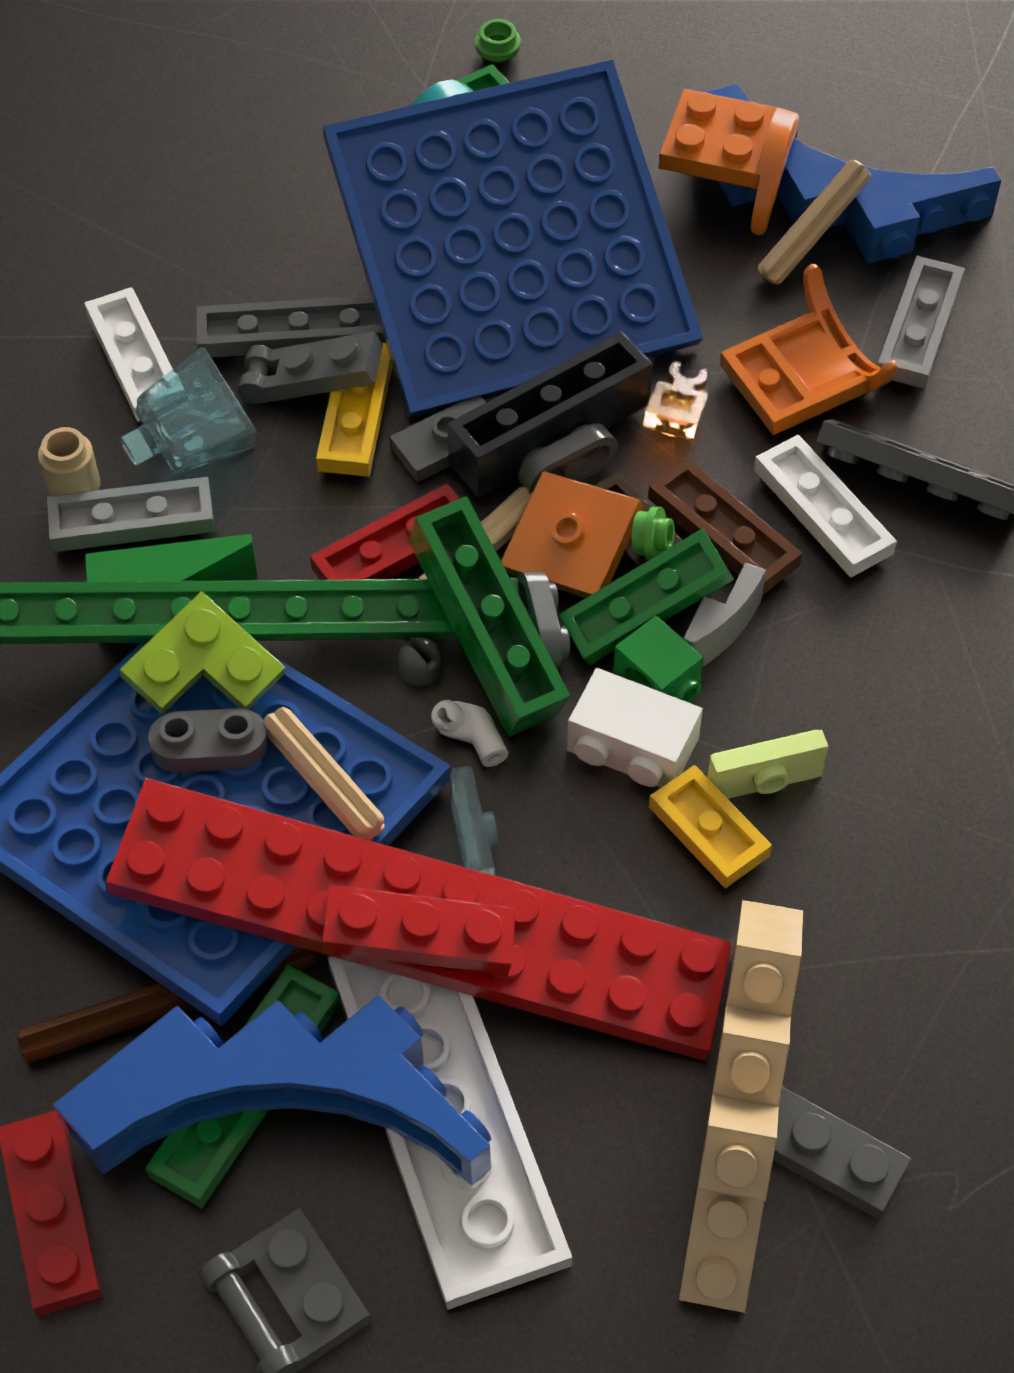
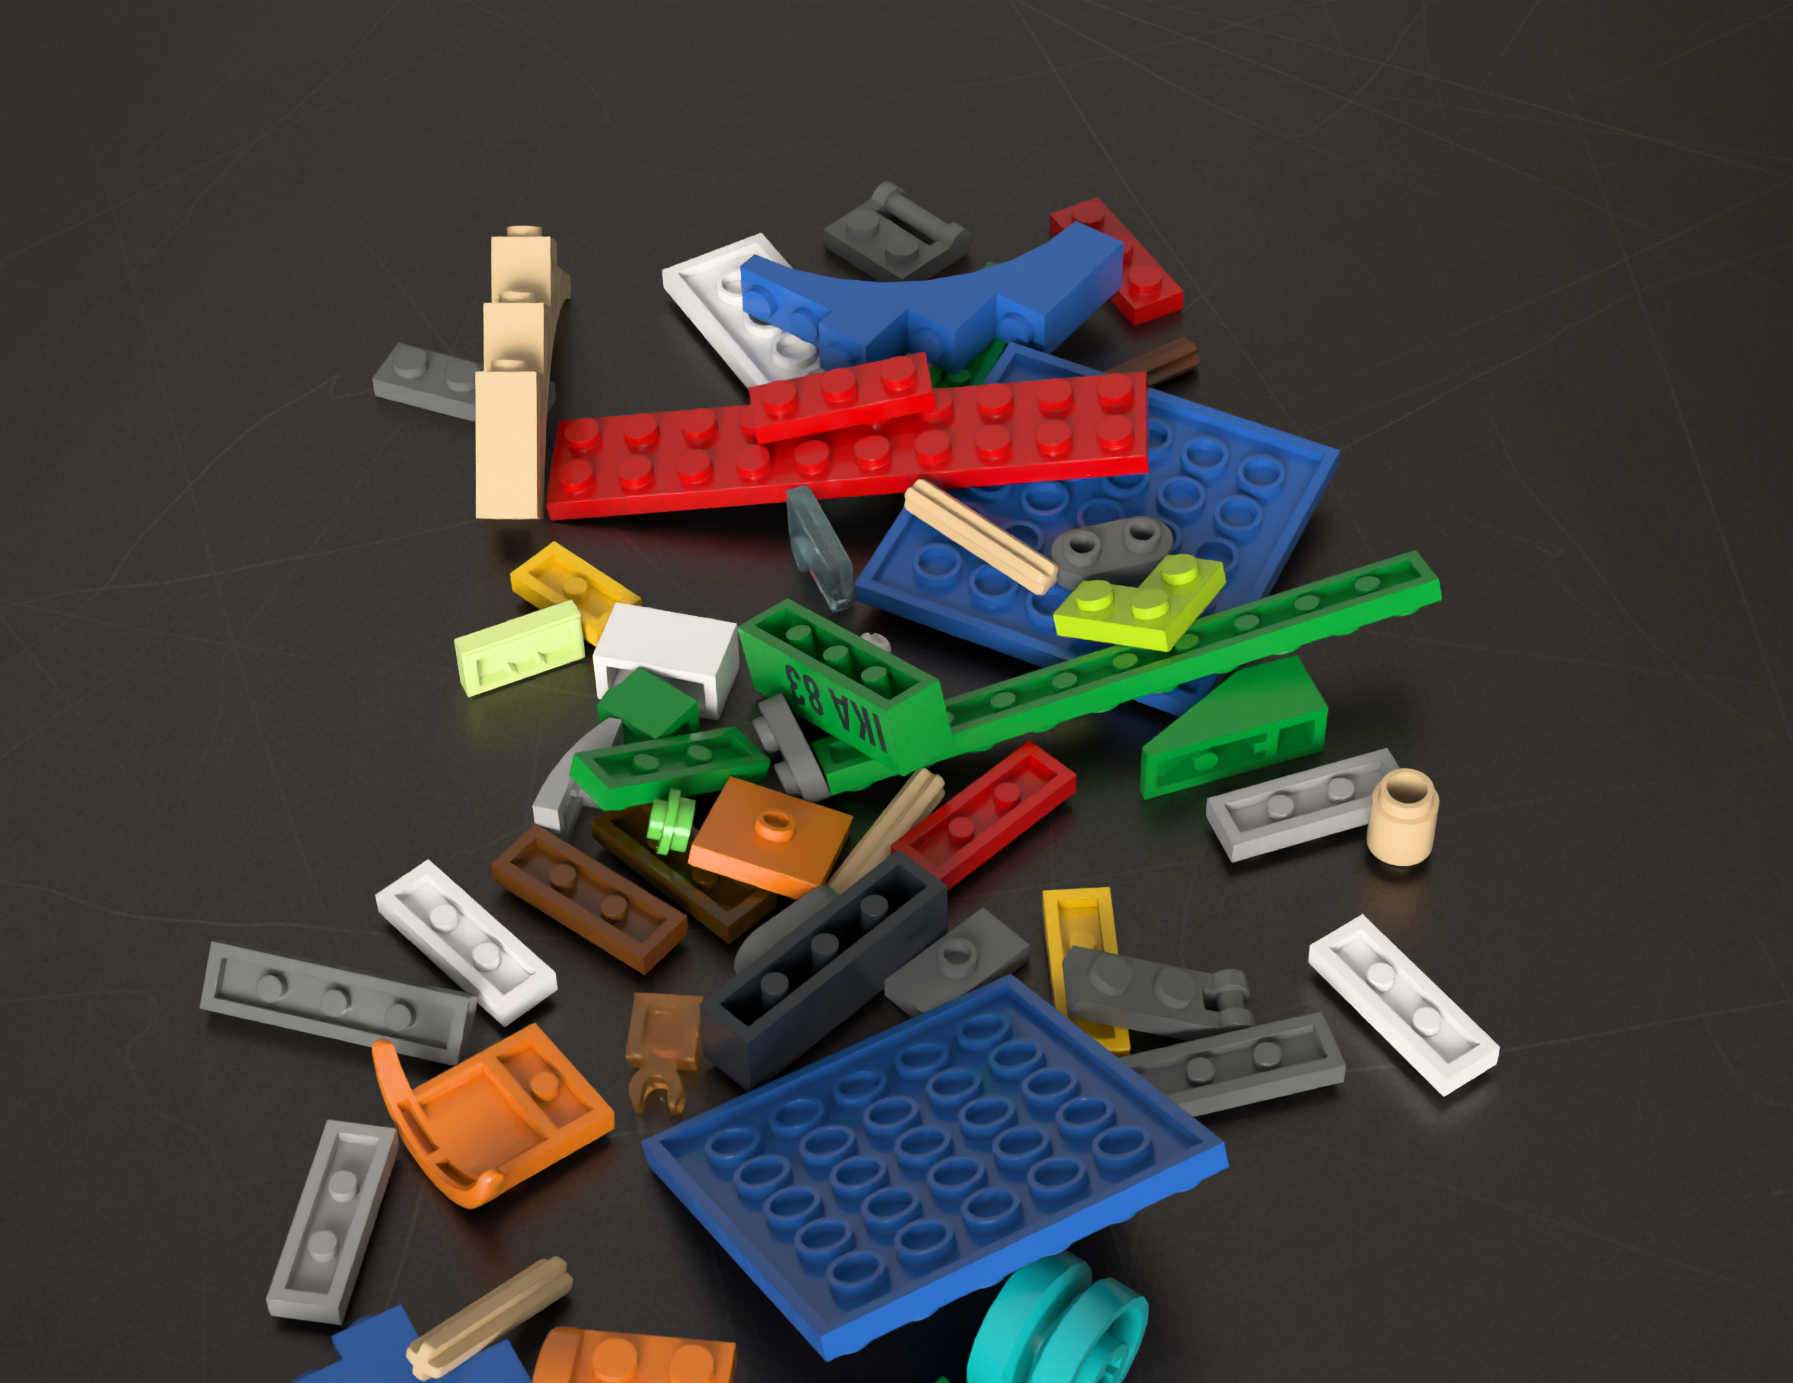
camera: 170 degrees right, 10 degrees down
(189, 418) = (1279, 898): clear light blue torso -> none

